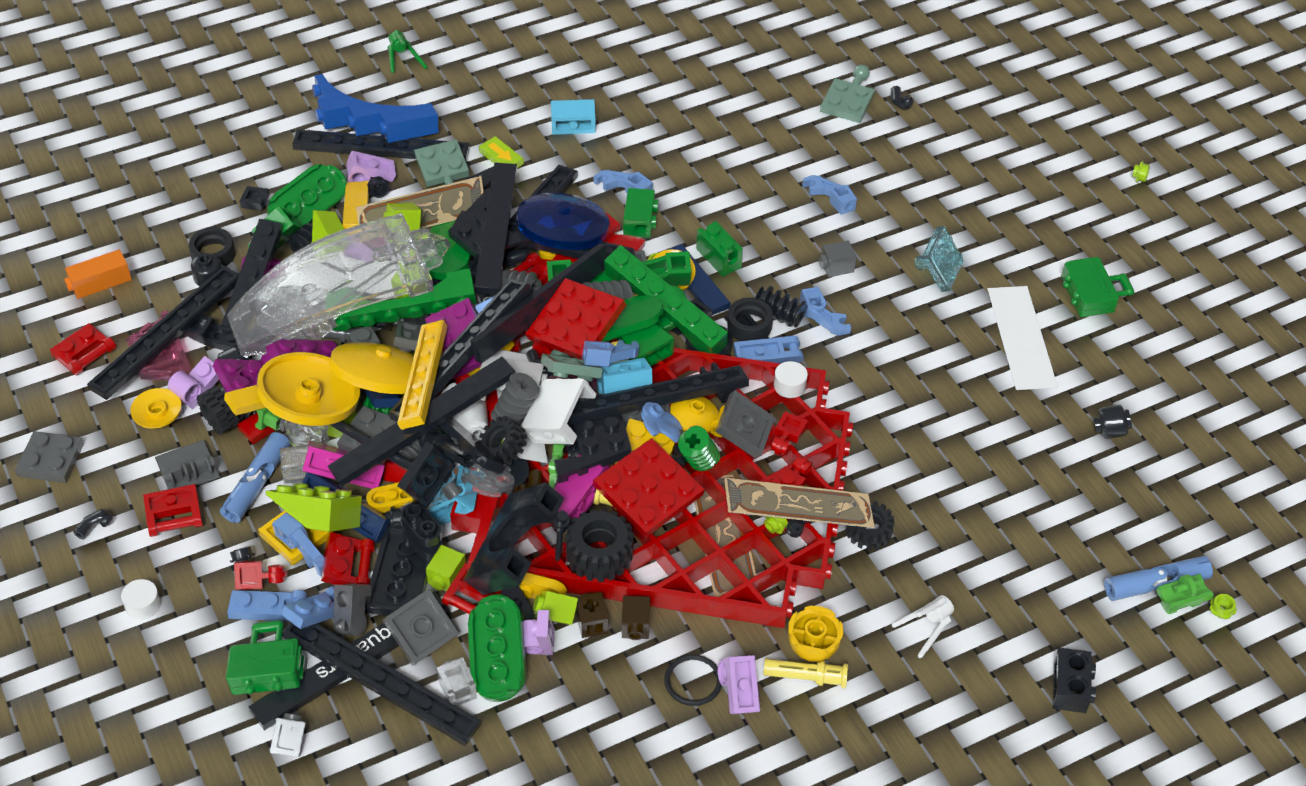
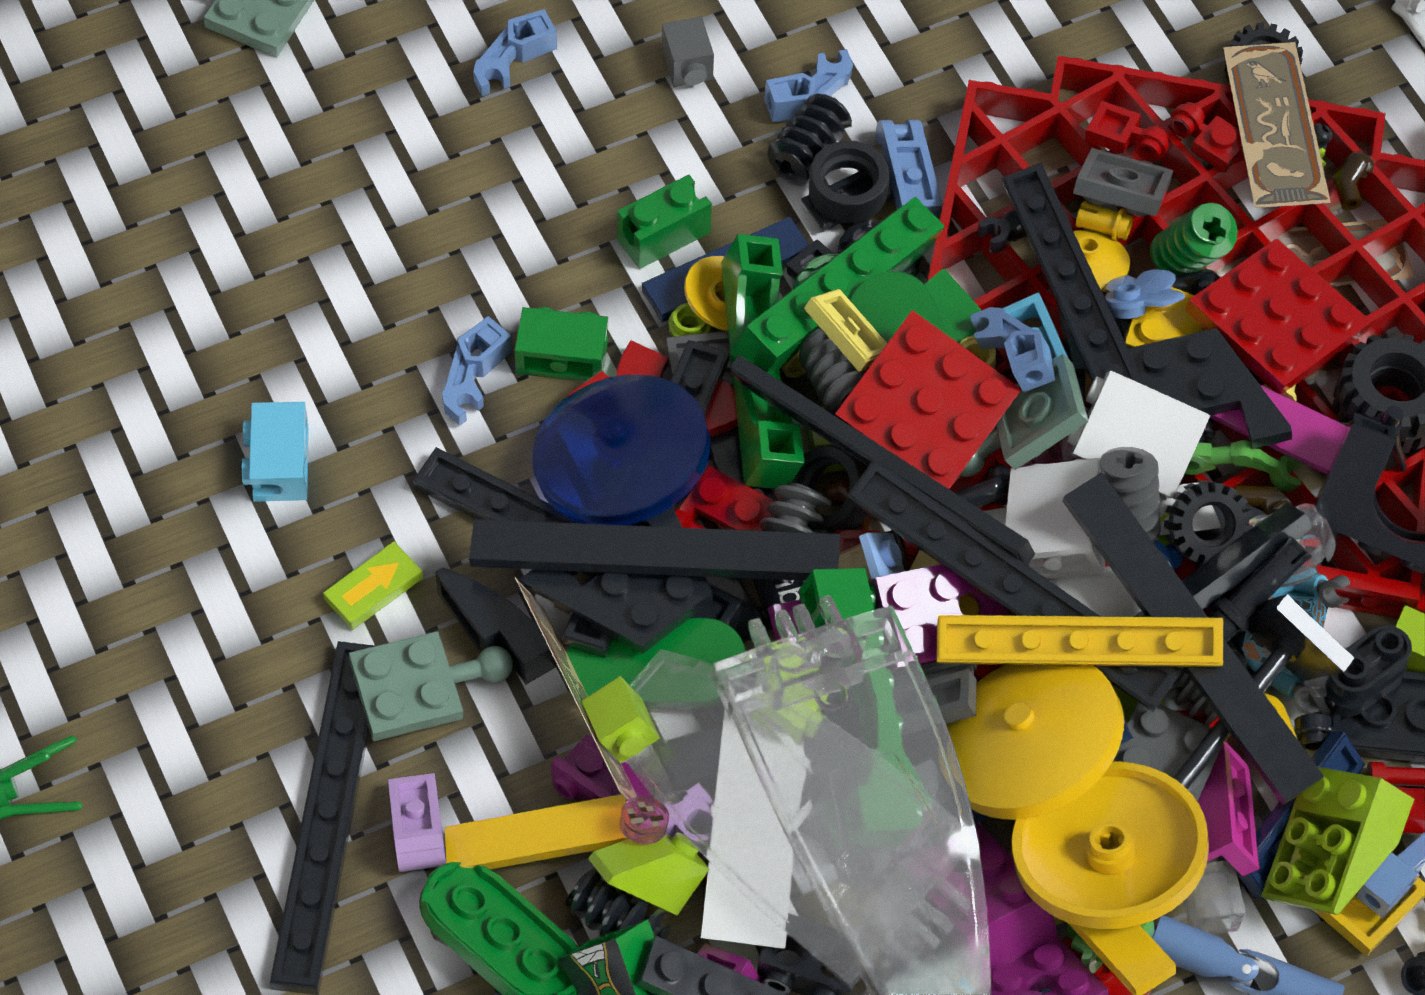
camera: 90 degrees left, 10 degrees up
(346, 221) = (644, 820): none -> clear pink tile
(364, 117) = (262, 839): blue arch -> none
(378, 192) = (463, 806): black plate -> none
(638, 276) = (846, 328): none -> light yellow tile
(765, 542) = (1347, 176): none -> dark brown arm
(790, 379) = (1007, 121): white piece -> none

